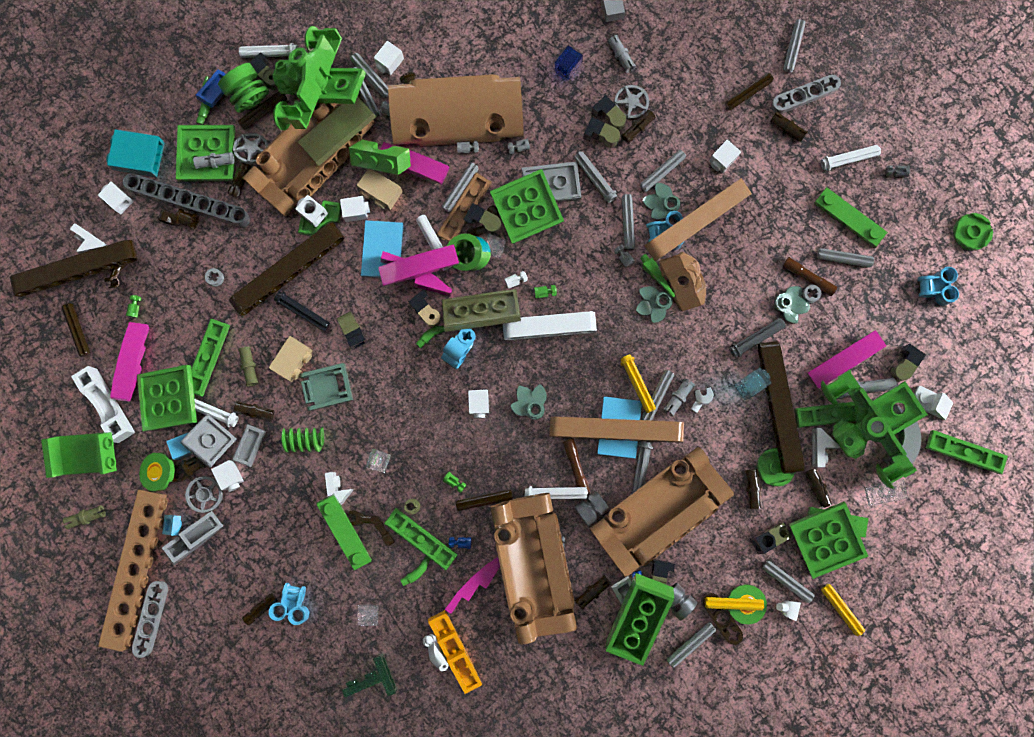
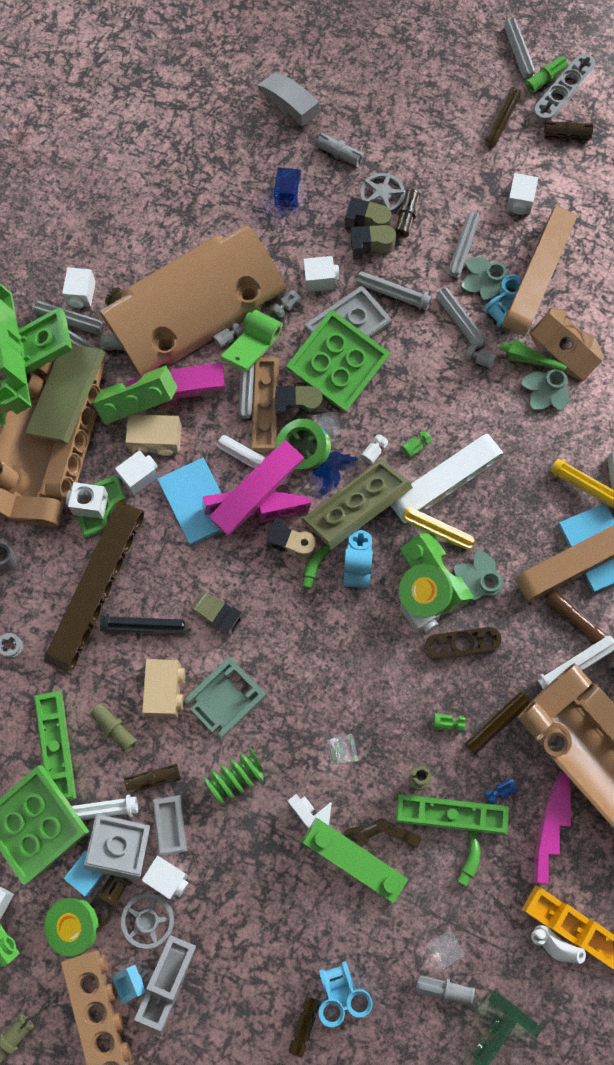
camera: 30 degrees left, 10 degrees down
(353, 637) = (445, 990): none -> light grey axle
(479, 162) = (259, 335): none -> bright green door
(479, 276) = (330, 470): none -> clear blue piece
(482, 427) = (442, 640): none -> dark brown beam
(485, 393) = (425, 590): none -> bright green tile
(500, 398) = (427, 550): none -> bright green arch
(522, 356) = (438, 528): none -> yellow axle
(552, 138) = (320, 273): none -> white brick
(800, 76) = (546, 74): none -> bright green axle

